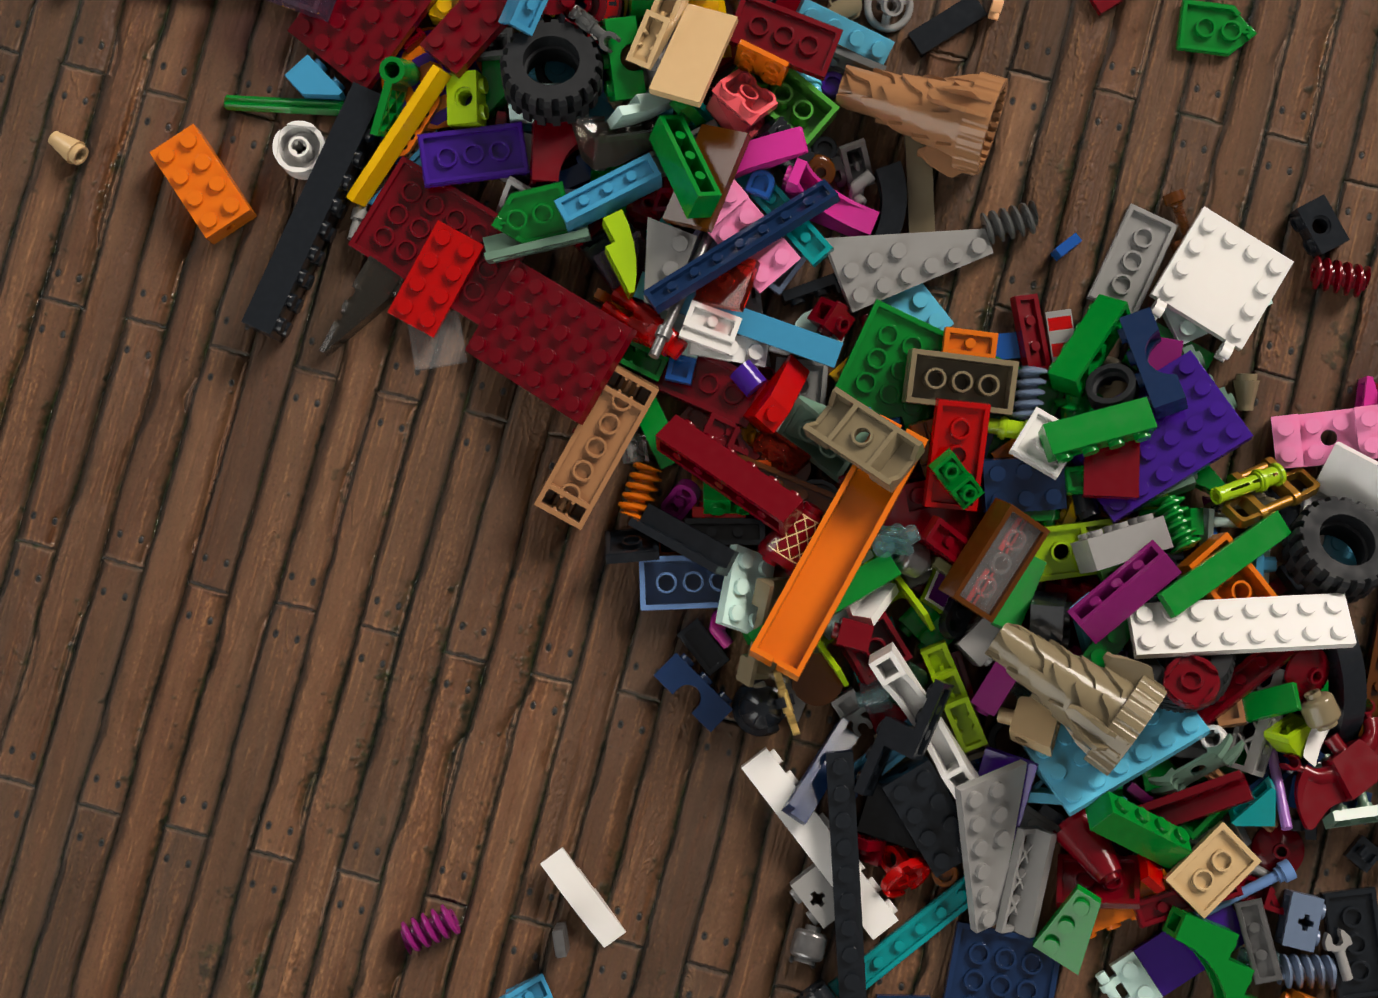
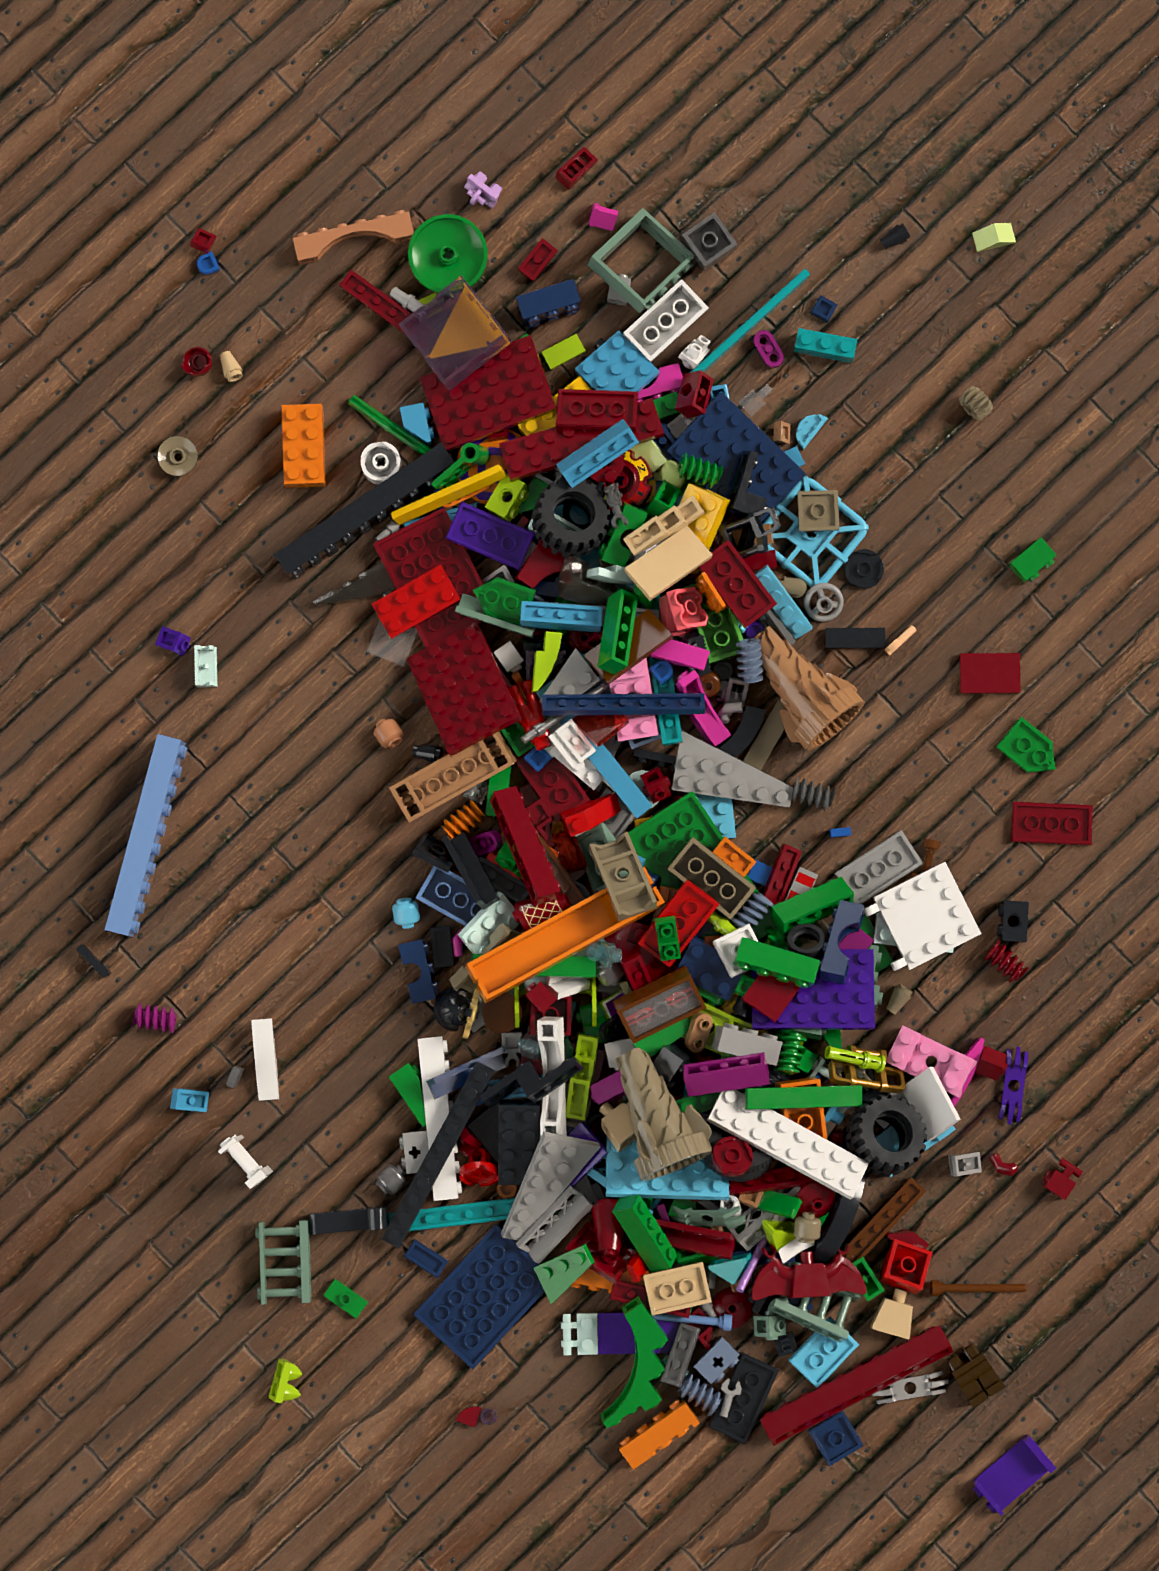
camera: 25 degrees right, 0 degrees up
(26, 164) = (197, 361): none -> dark red hair
(58, 275) = (172, 447): none -> dark tan dish
(190, 490) = (173, 641): none -> dark purple bracket
(244, 496) = (205, 666): none -> light aqua hinge
(292, 730) = (145, 836): none -> medium blue brick
(320, 906) = (93, 961): none -> black tile
(496, 445) = (388, 733): none -> nougat head
(553, 440) = (428, 752): none -> black cone
(579, 279) = (509, 658): none -> white brick
(639, 633) = (406, 912): none -> medium azure head
(748, 378) = (577, 791): dark purple brick -> none
(764, 827) = (410, 1087): none -> green slope
(851, 113) = (751, 660): none -> sand blue piece
(1055, 564) = (698, 1032): none -> medium nougat plate
(1289, 95) = (1051, 823): none -> dark red tile
(1335, 845) = (769, 1325): none -> sand green brick

